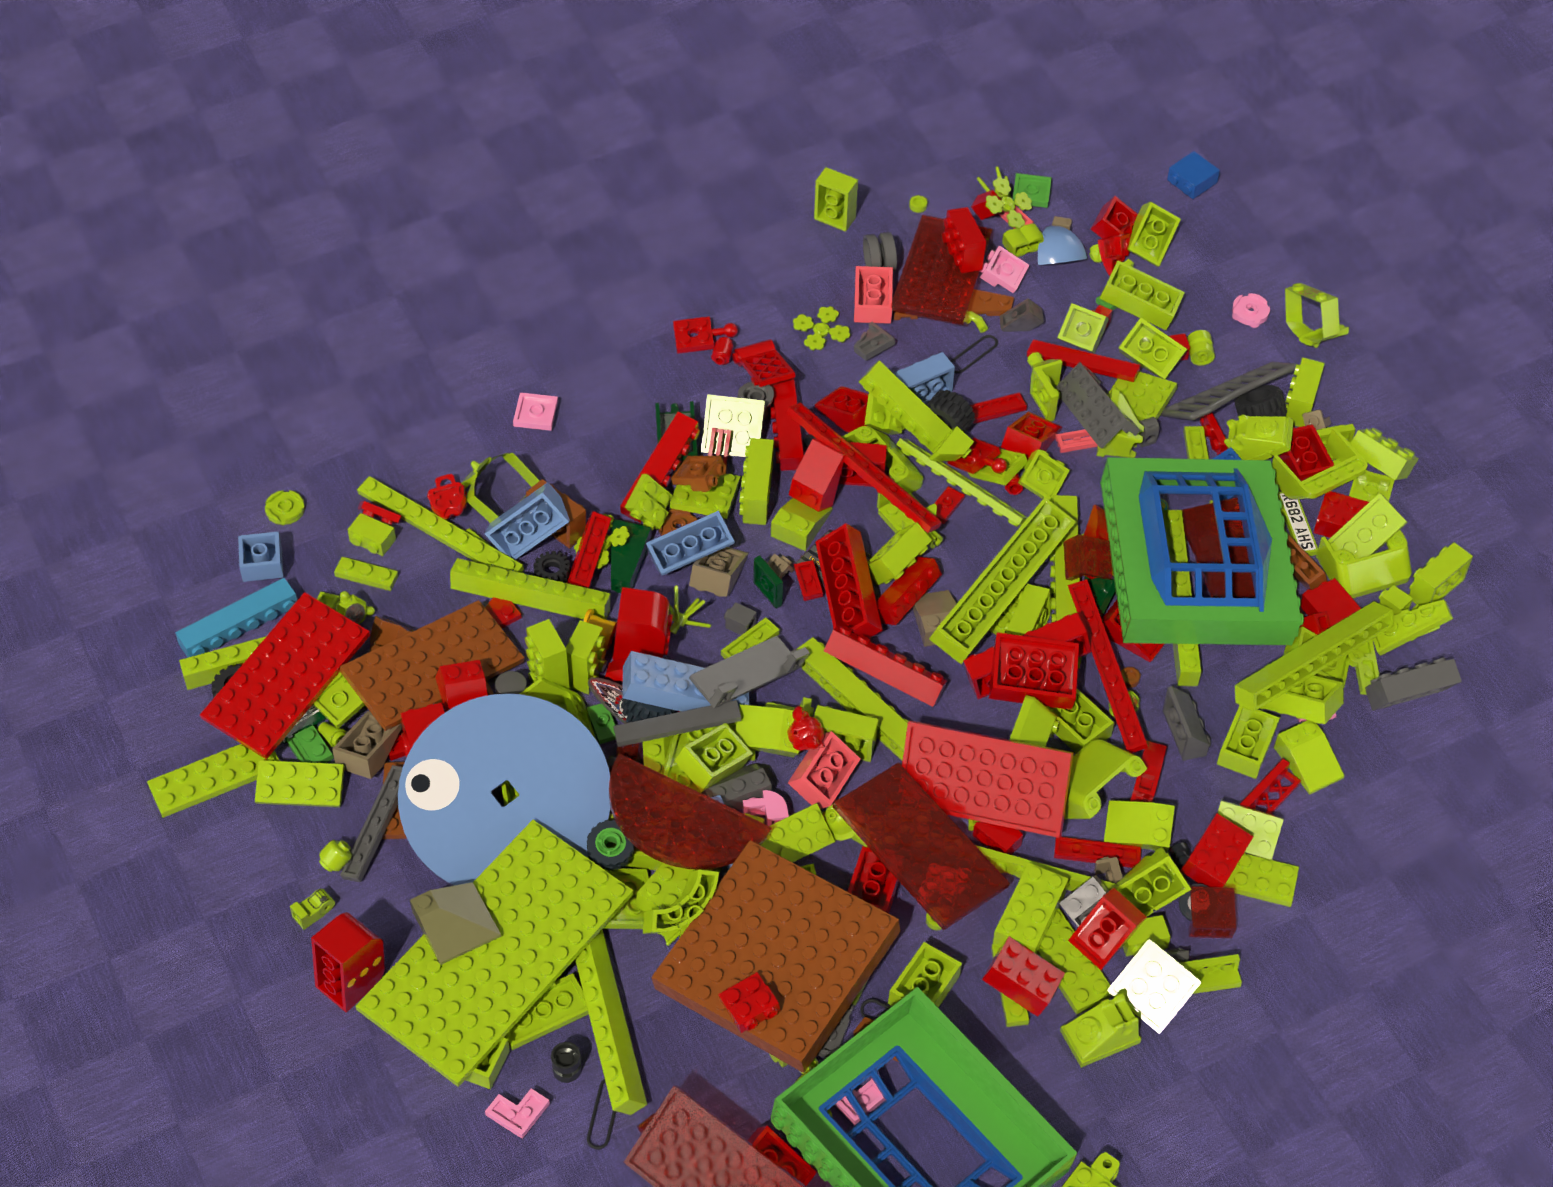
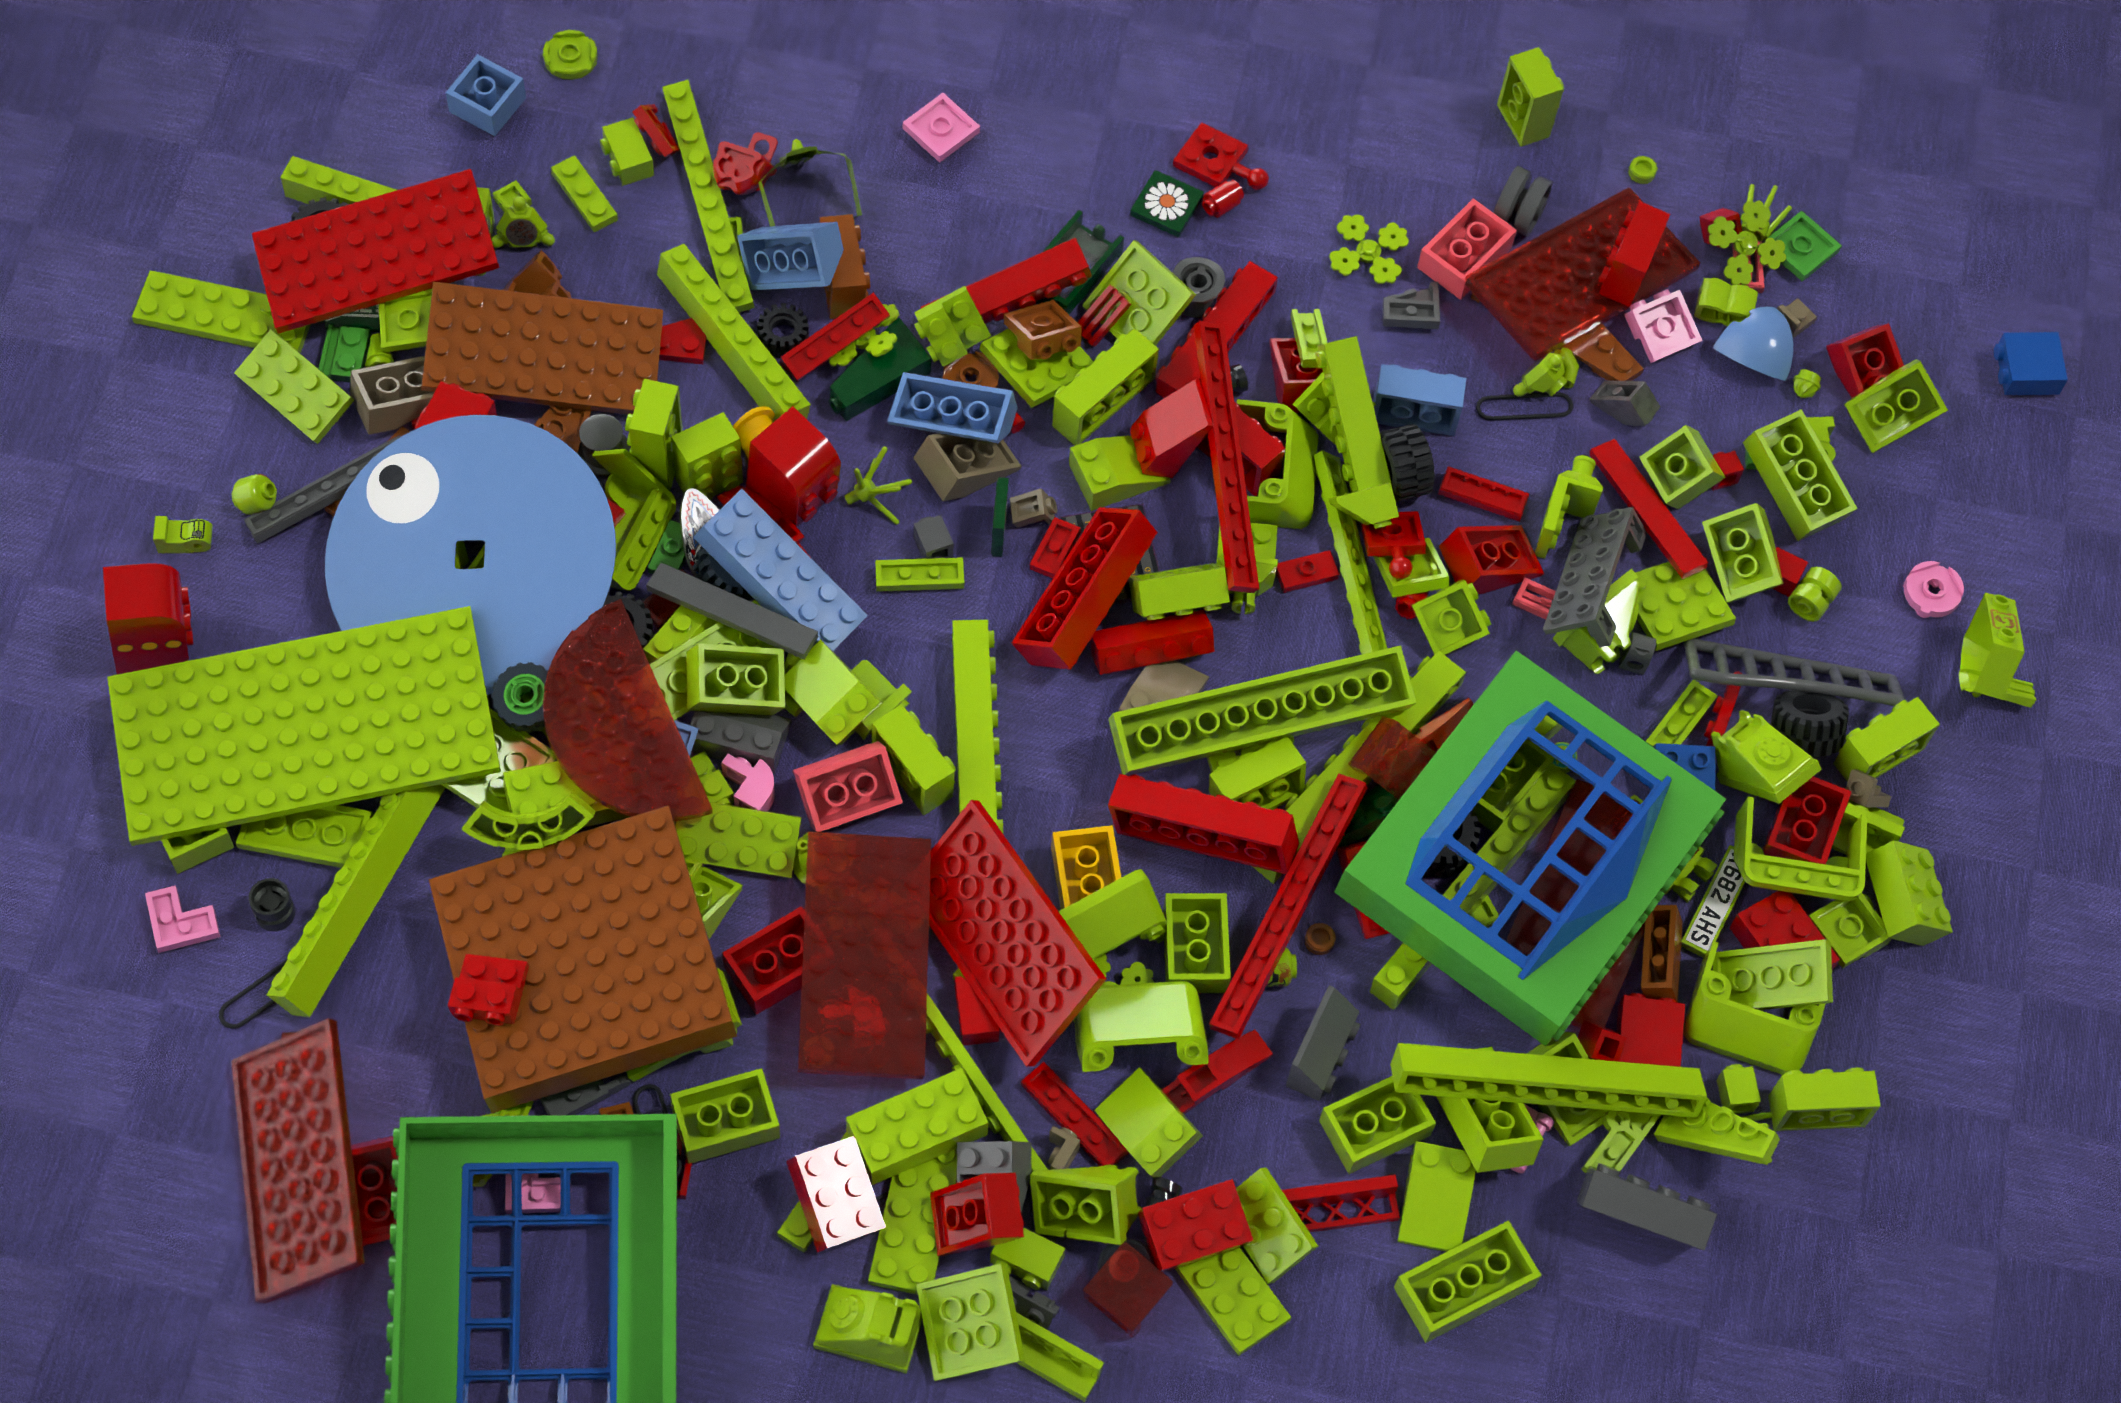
camera: 35 degrees right, 10 degrees up
(236, 618) = (399, 150): dark azure brick -> none
(454, 920) = (280, 658): olive slope -> none
(460, 683) = (542, 396): red slope -> none
(694, 373) = (1166, 203): none -> tile
(747, 671) = (865, 605): dark grey bracket -> none
(760, 354) = (1256, 230): red piece -> none
(805, 731) = (855, 725): red hair -> none
(839, 388) = (1308, 335): none -> lime hinge
(885, 665) = (1035, 714): brick -> none
(971, 330) = (1543, 376): none -> lime rock
(985, 718) = (1084, 862): none -> yellow brick
(1035, 669) = (1181, 846): red slope -> none
(1113, 249) = (1826, 392): red brick -> none
(1365, 784) = (1467, 1281): none -> lime brick

